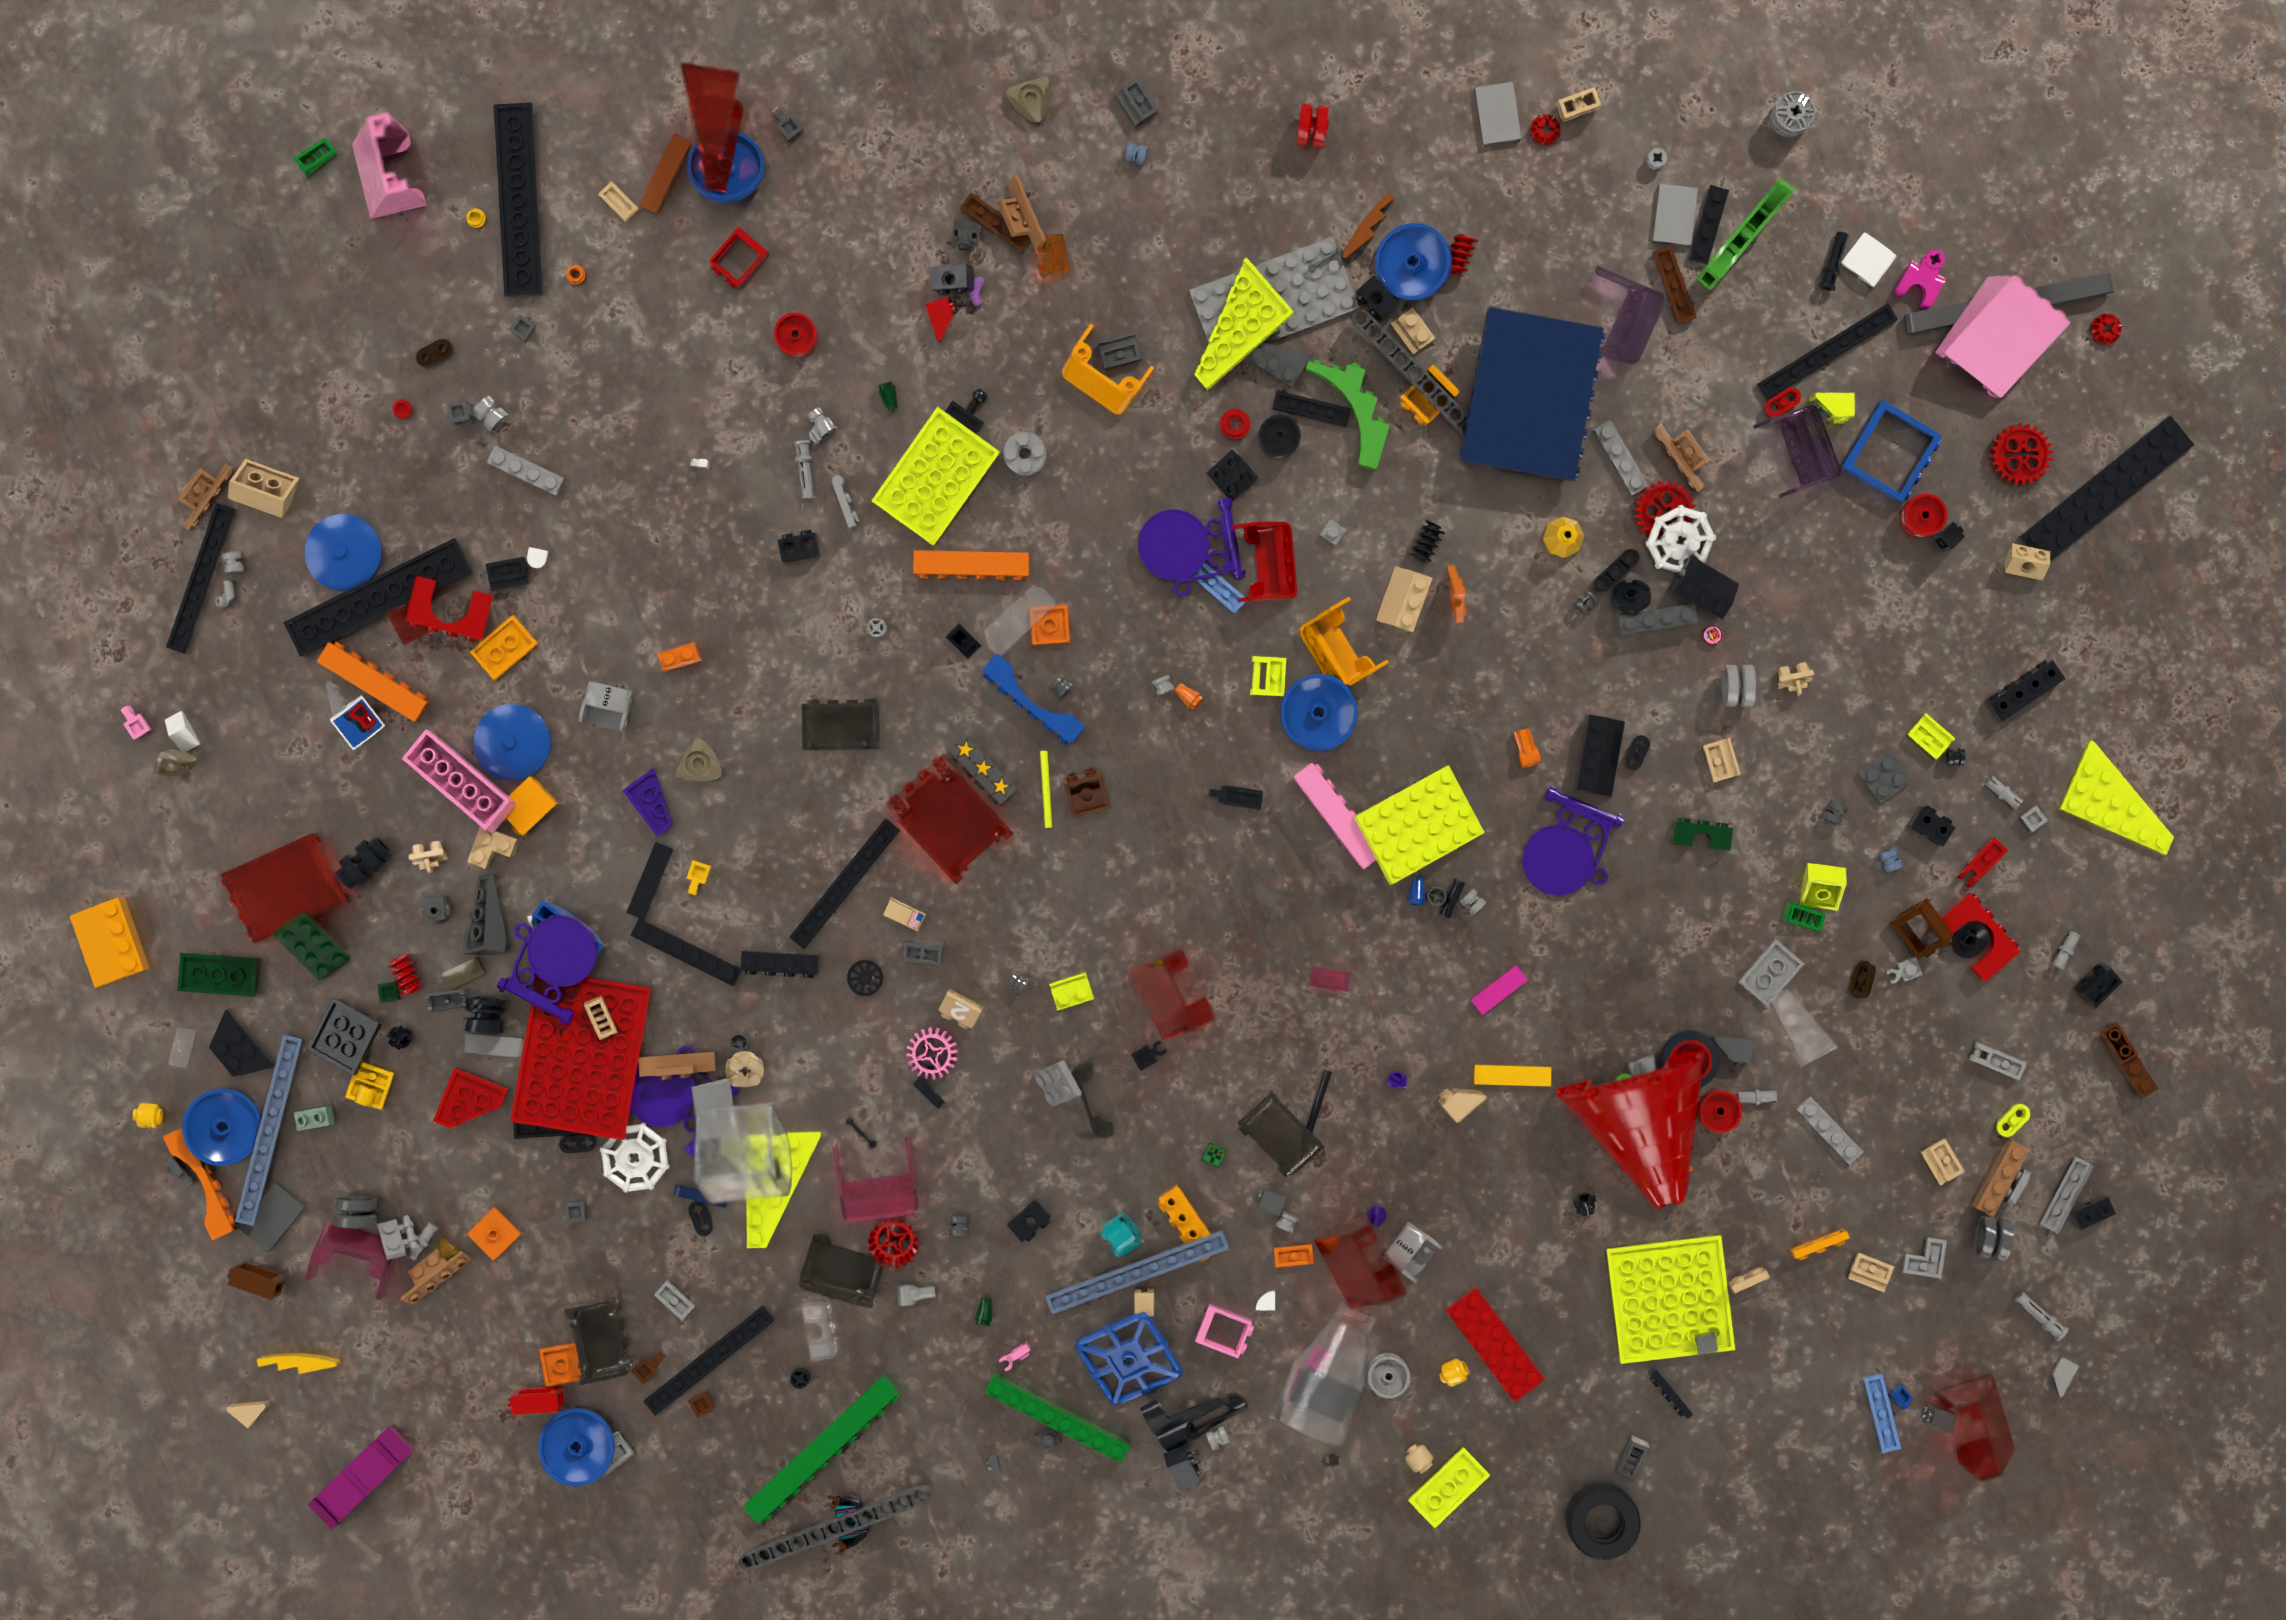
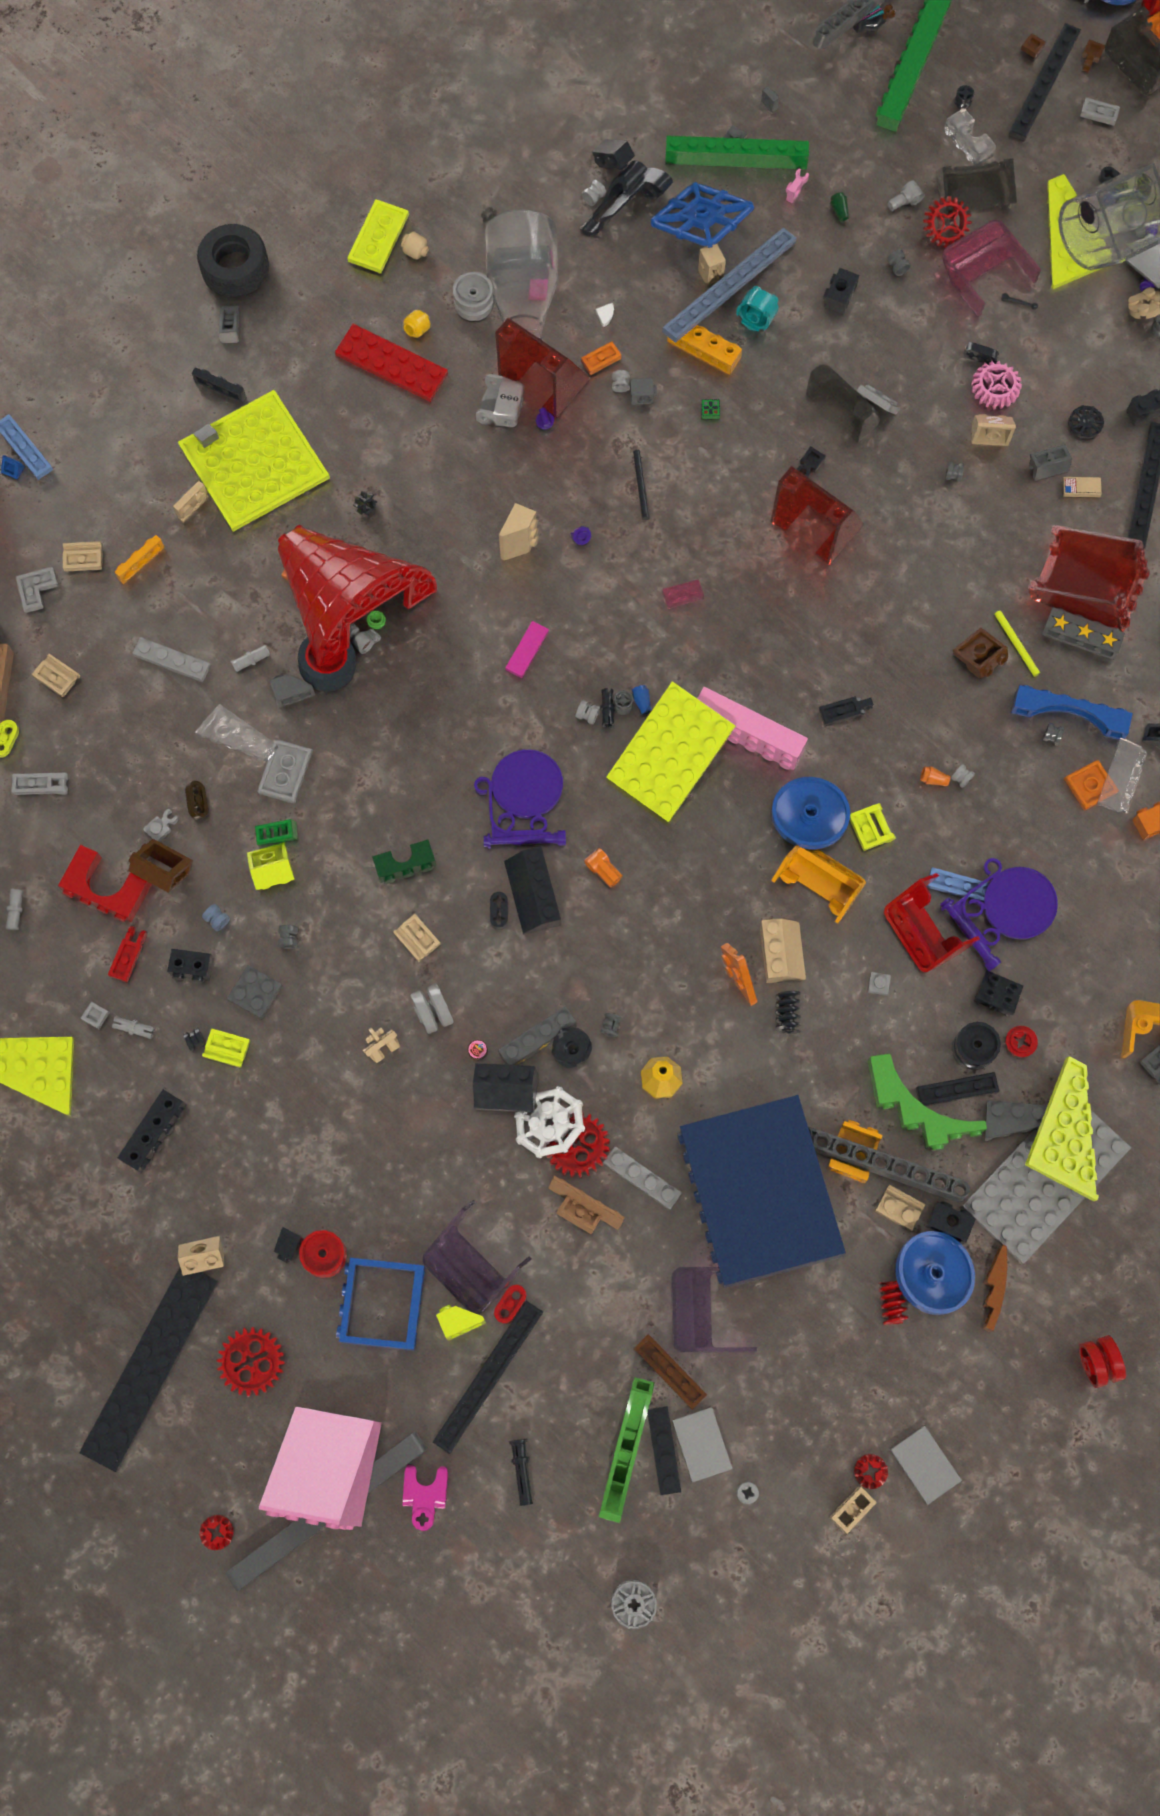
camera: 150 degrees right, 15 degrees down
(1071, 991) = (903, 487): neon yellow plate -> none
(1208, 1316) = (631, 261): bright pink window -> none
(1280, 1134) = (662, 445): clear smoke windscreen -> none
(1312, 267) = (1028, 1221): dark grey hinge -> none
(1512, 1075) = (480, 583): yellow tile -> none
(1622, 564) = (597, 1076): black beam -> none
(1730, 1112) = (280, 629): red wheel -> none
(1869, 259) = (487, 1489): white slope -> none
(1974, 944) = (110, 877): black dish -> none

